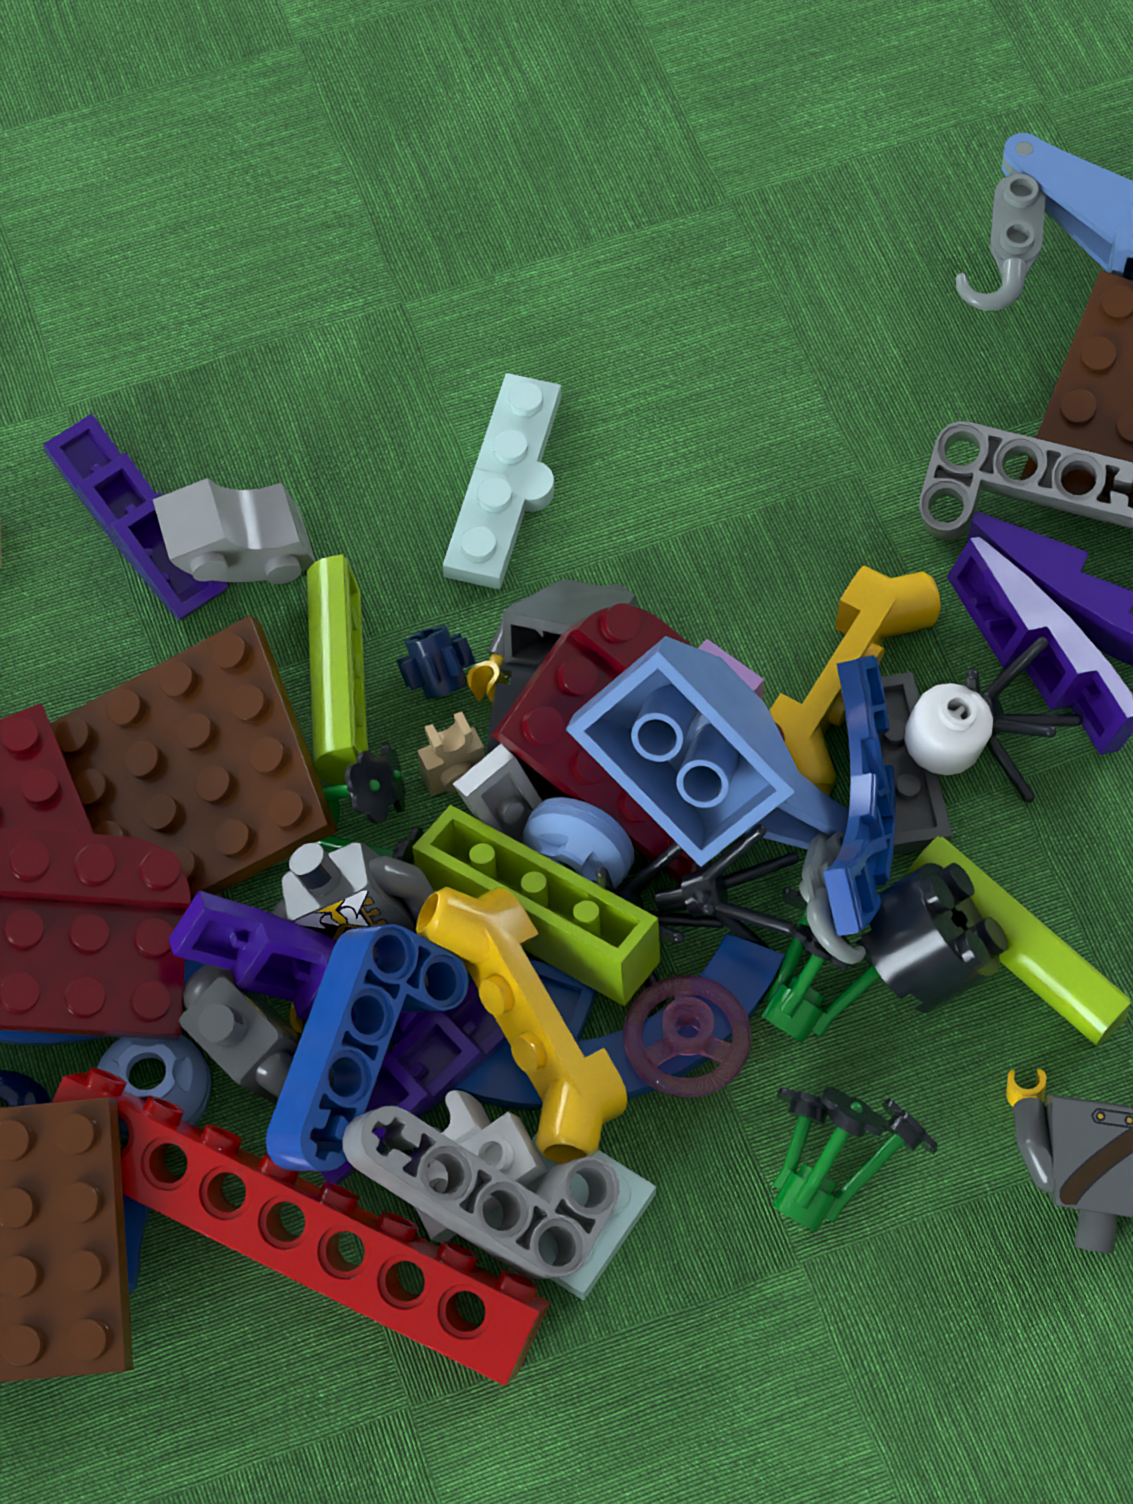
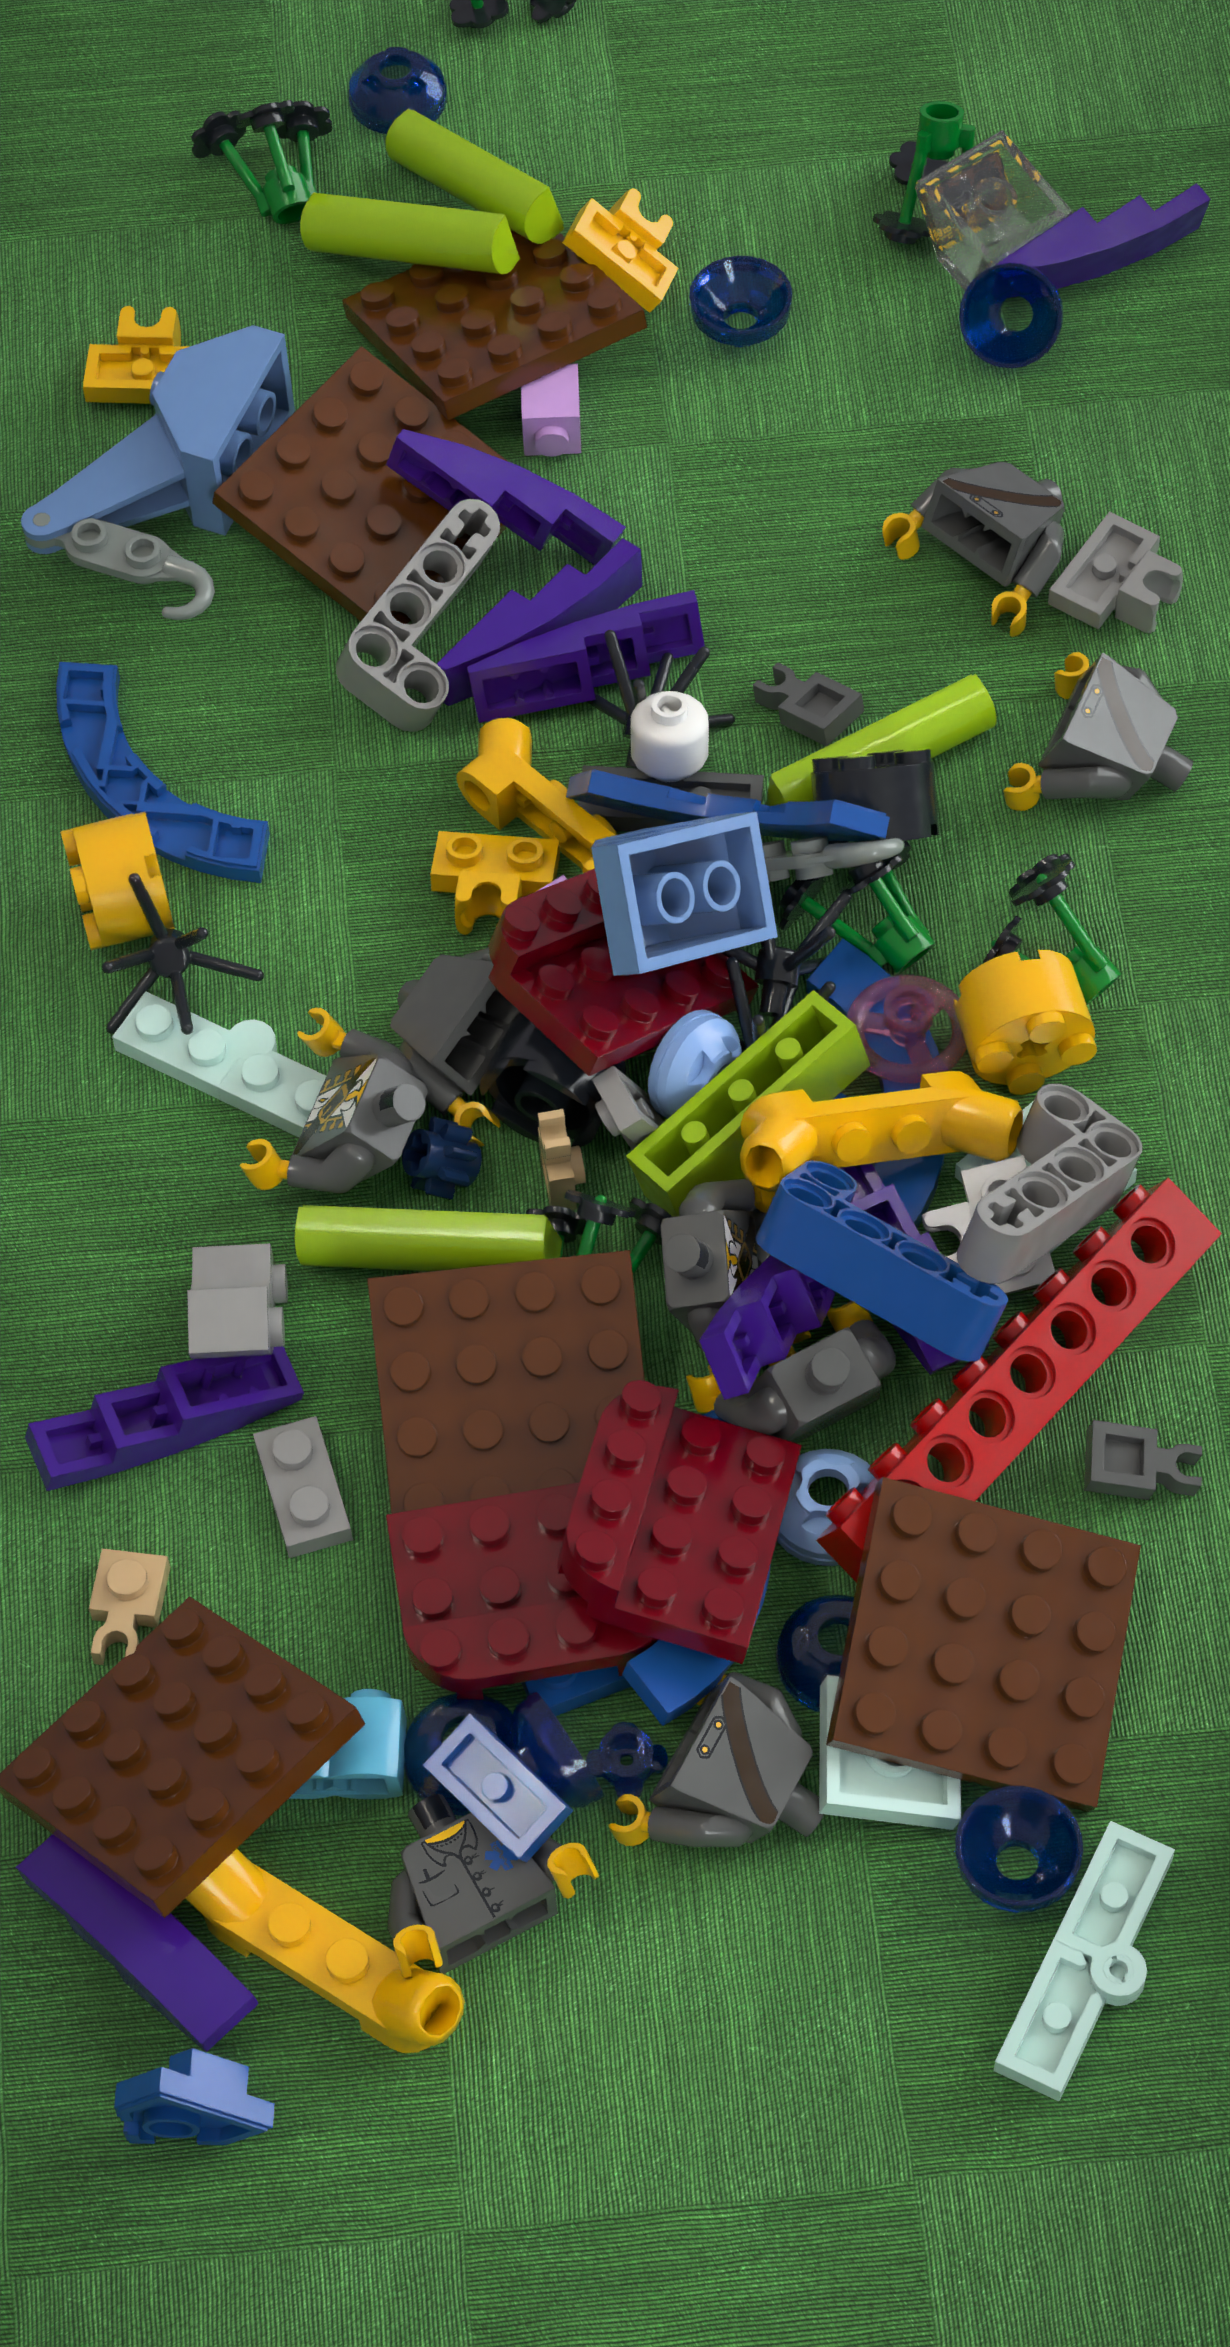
camera: 75 degrees left, 5 degrees down
(90, 644) = (302, 1487): none -> light grey plate
(241, 1349) = (1129, 1464): none -> dark grey plate
(453, 577) = (356, 1119): none -> dark grey torso
(592, 387) = (168, 957): none -> black plant
(653, 323) = (107, 857): none -> yellow brick
(710, 1139) = (1024, 1020): none -> yellow brick
(771, 628) = (490, 871): none -> yellow plate
(783, 313) = (124, 785): none -> blue tile
(1060, 864) = (813, 707): none -> dark grey plate

